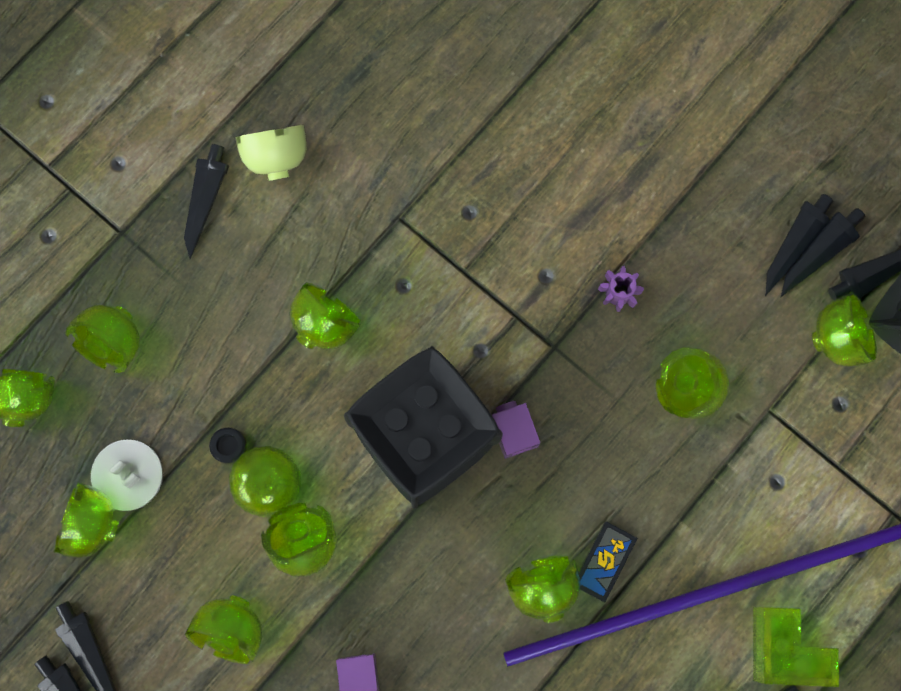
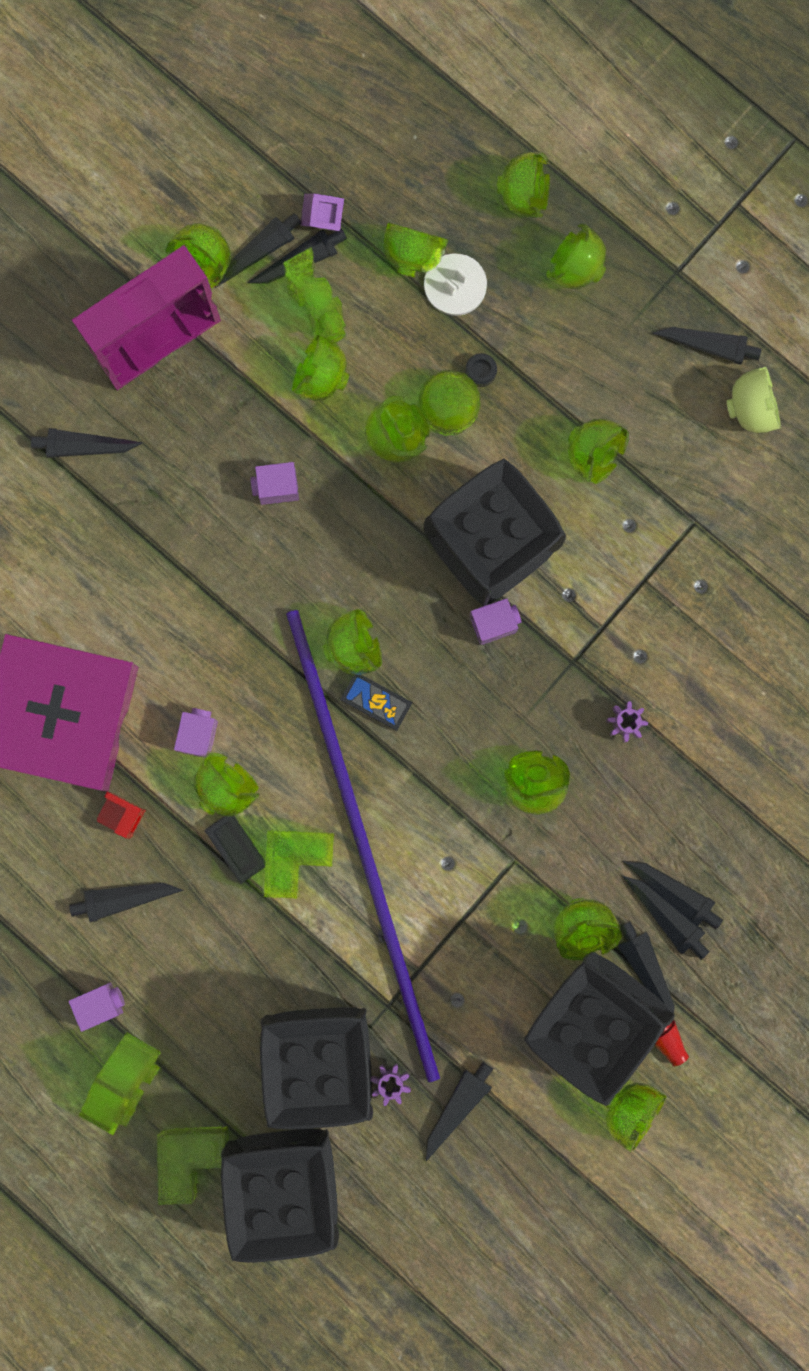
camera: 90 degrees right, 5 degrees up
(36, 630) = (322, 211): none -> medium lavender panel
(138, 634) = (316, 295): none -> clear neon green hips

